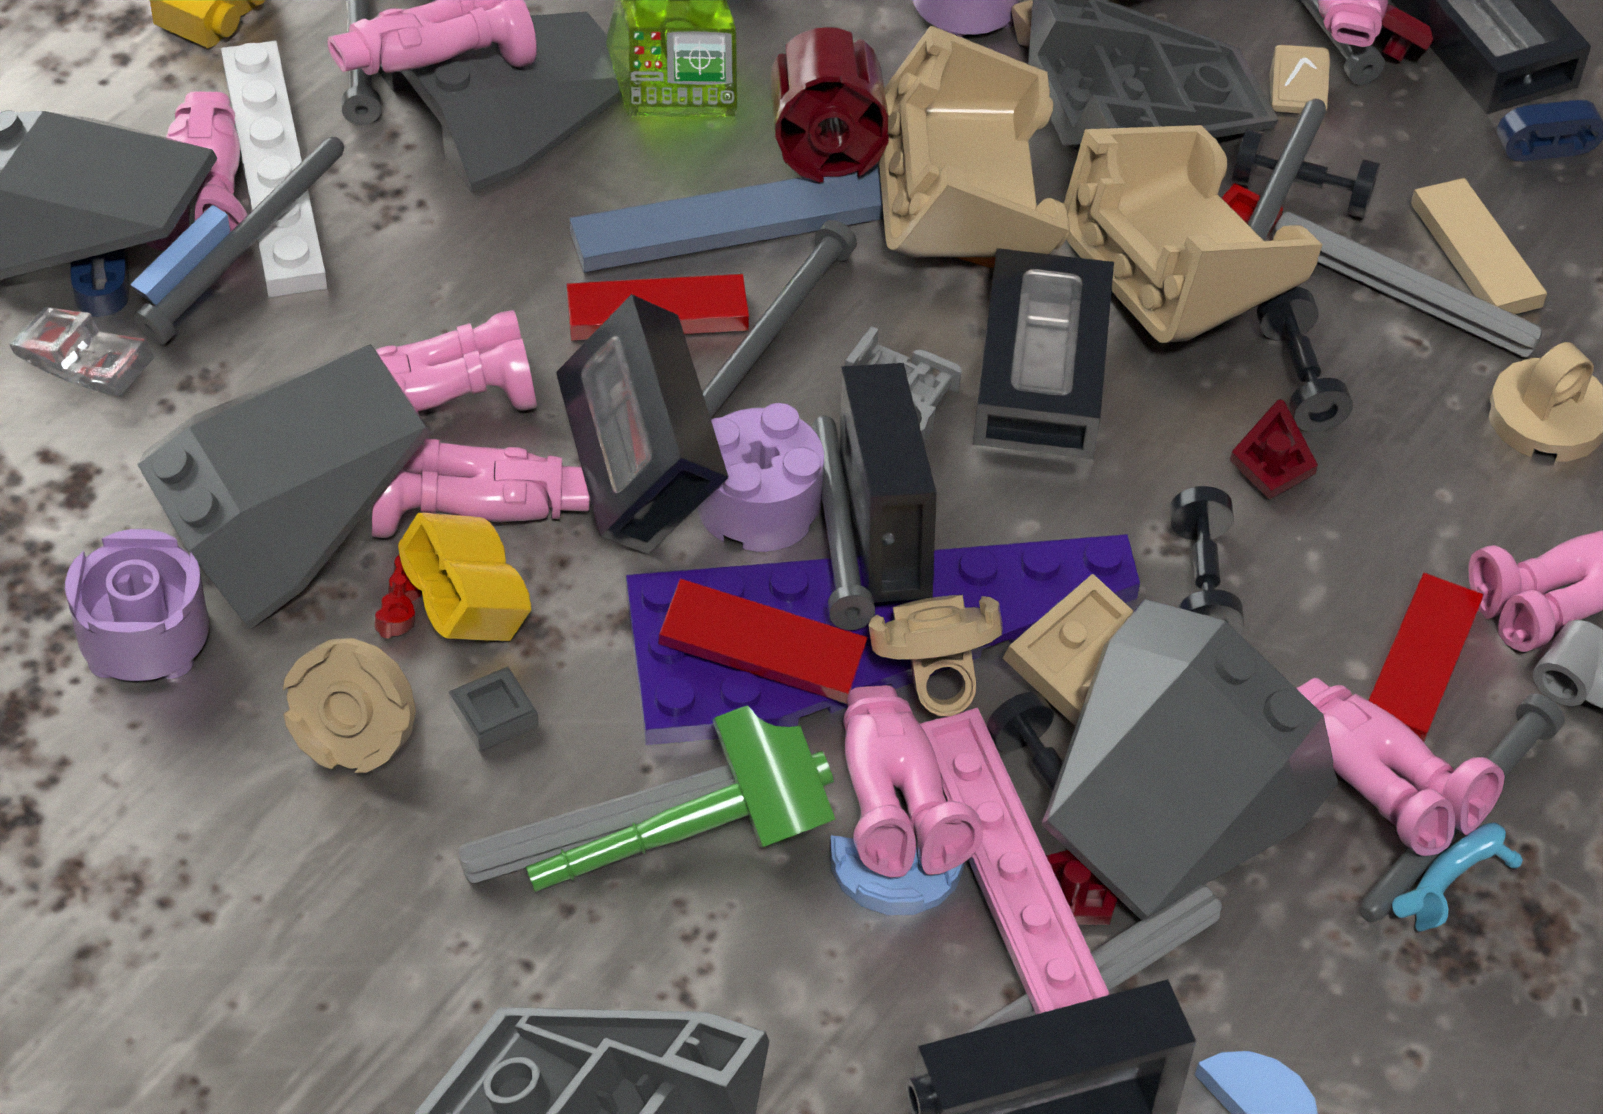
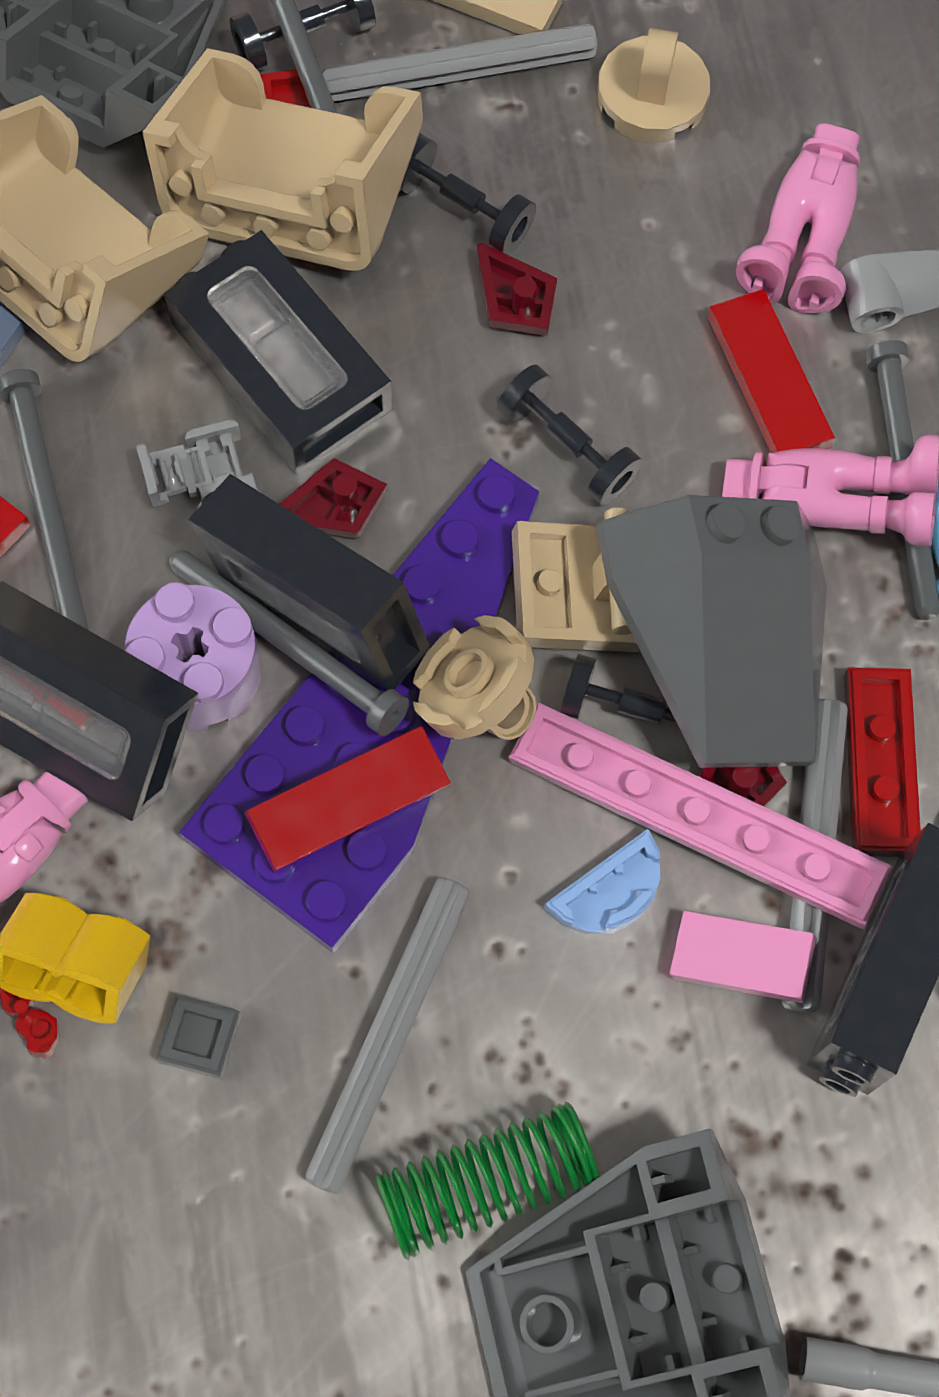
camera: 45 degrees left, 20 degrees up
(349, 705) = (110, 1151): tan tile -> none
(670, 964) = (395, 1201): none -> green piece
(774, 785) = (484, 912): bright green piece -> none
(889, 751) = (523, 797): bright pink piece -> none
(936, 987) = (743, 956): none -> bright pink tile
(977, 473) = (337, 499): none -> dark red piece
(1230, 958) = (881, 760): none -> red tile

